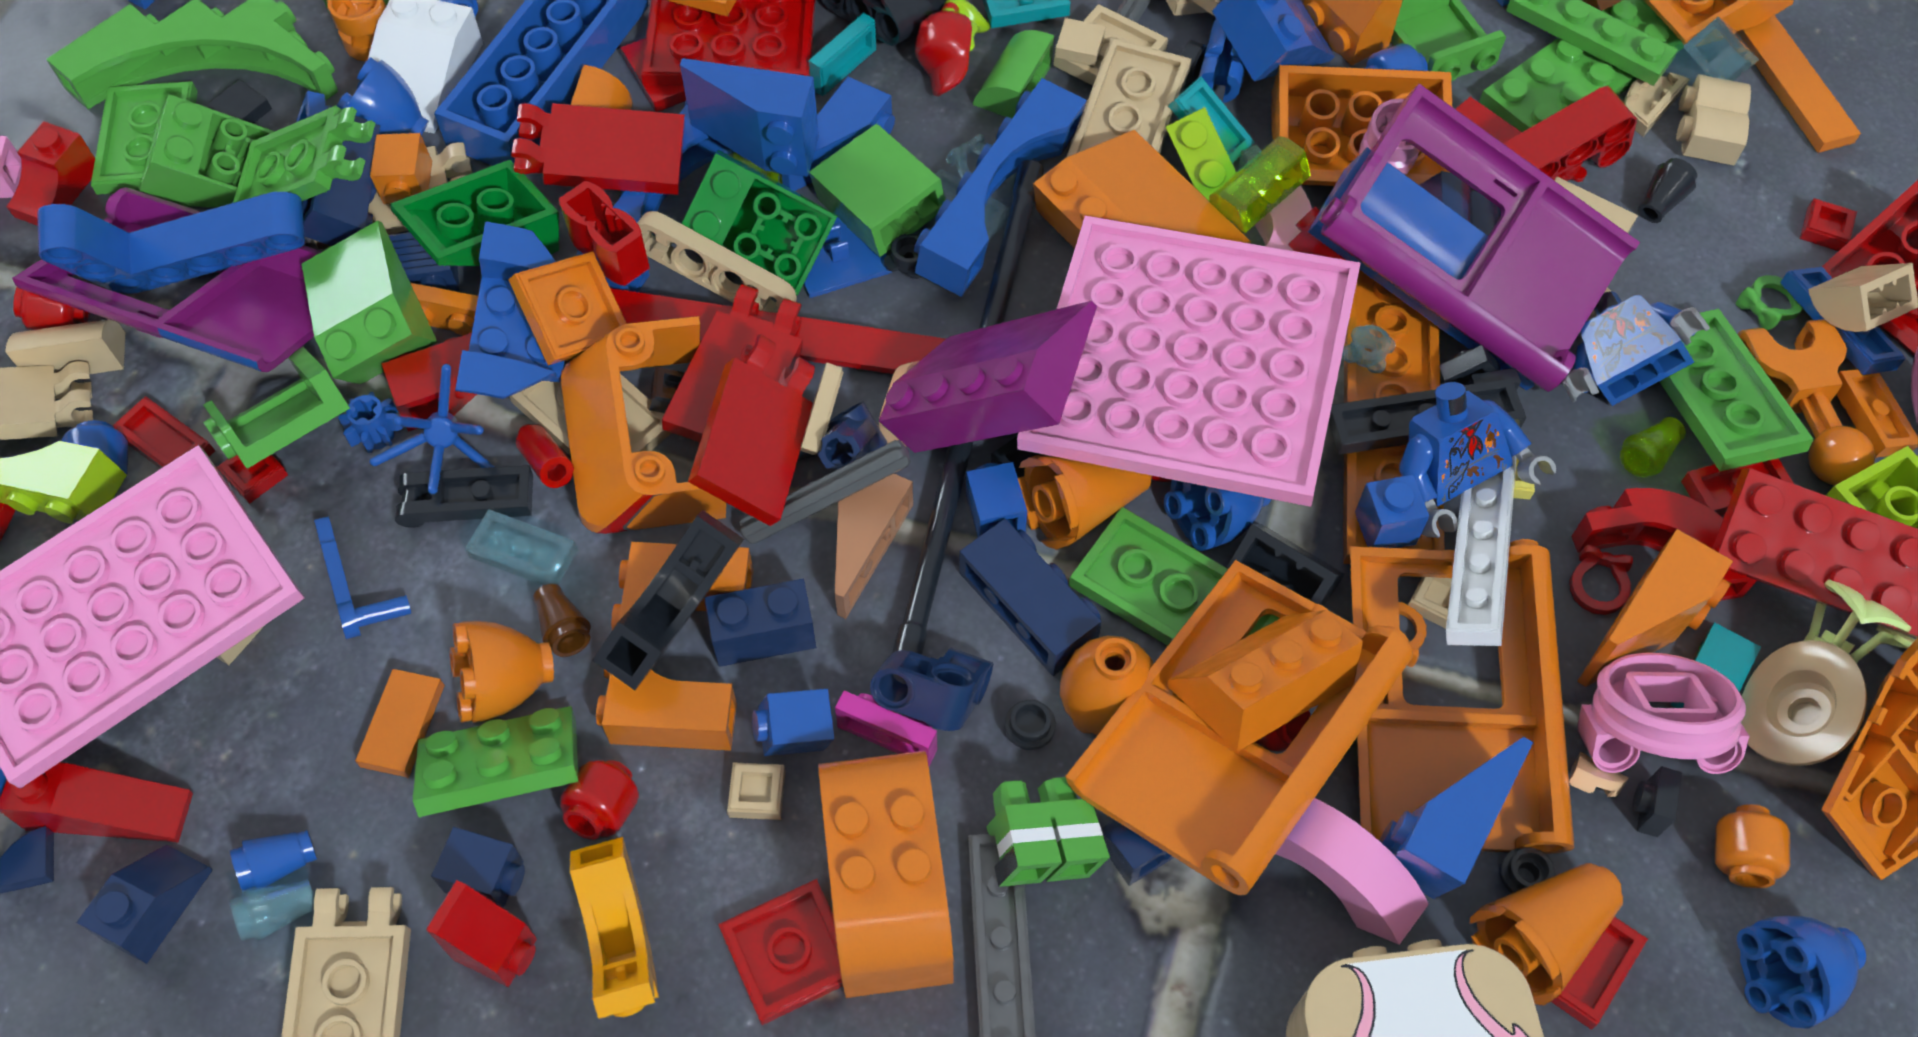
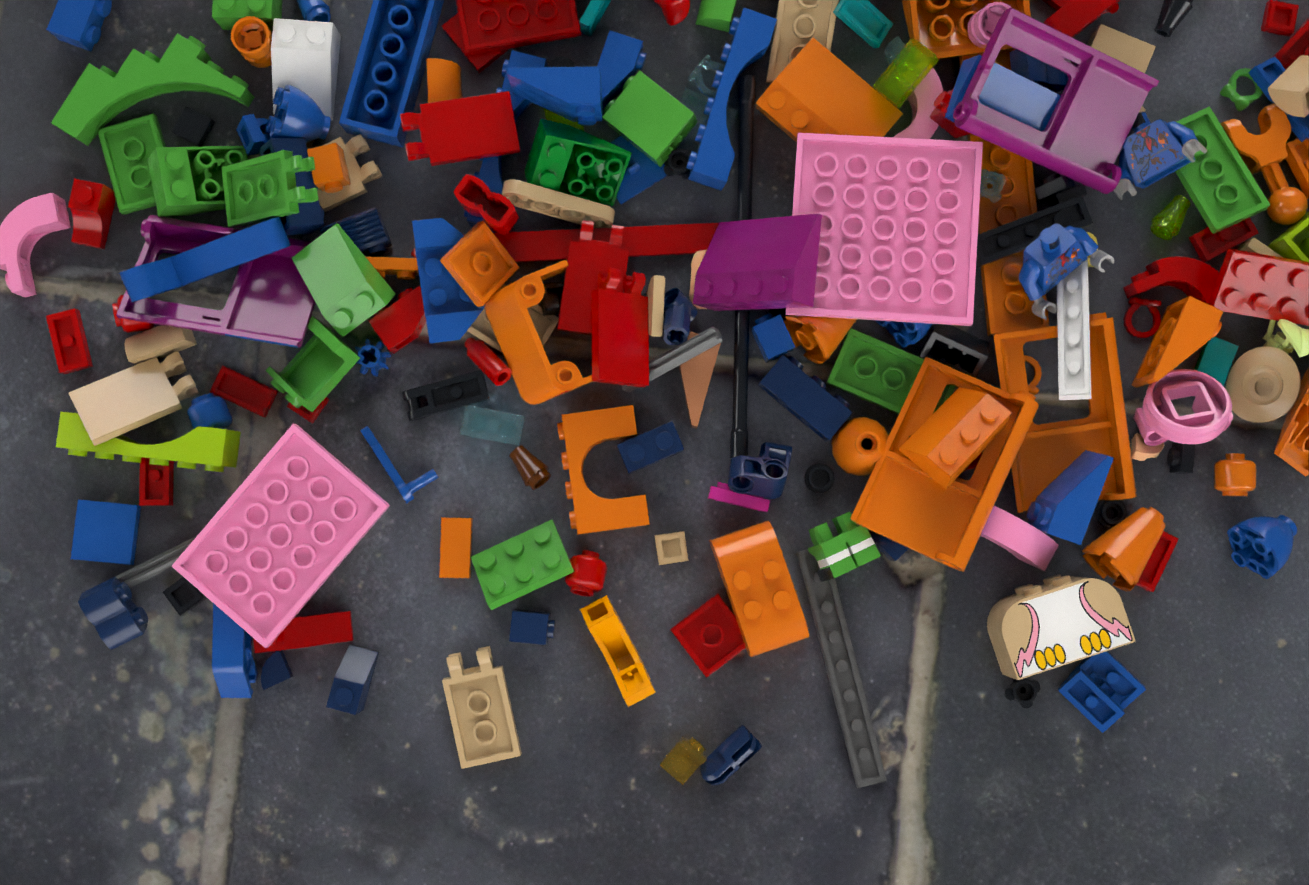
camera: 10 degrees left, 25 degrees up
(270, 908) = (423, 670): clear light blue cone -> none
(271, 858) = (412, 643): blue cone -> none
(439, 431) = (420, 358): blue plant -> none
(453, 215) = (395, 199): green slope -> none
(482, 935) = (549, 667): red slope -> none
(496, 668) = (504, 509): orange piece -> none
(668, 600) = (596, 457): black arch -> none
(793, 722) = (685, 508): blue brick -> none
(1201, 151) = (862, 49): lime plate -> none
(1392, 512) = (1016, 308): blue brick -> none
(1432, 599) = (1045, 351): tan tile -> none

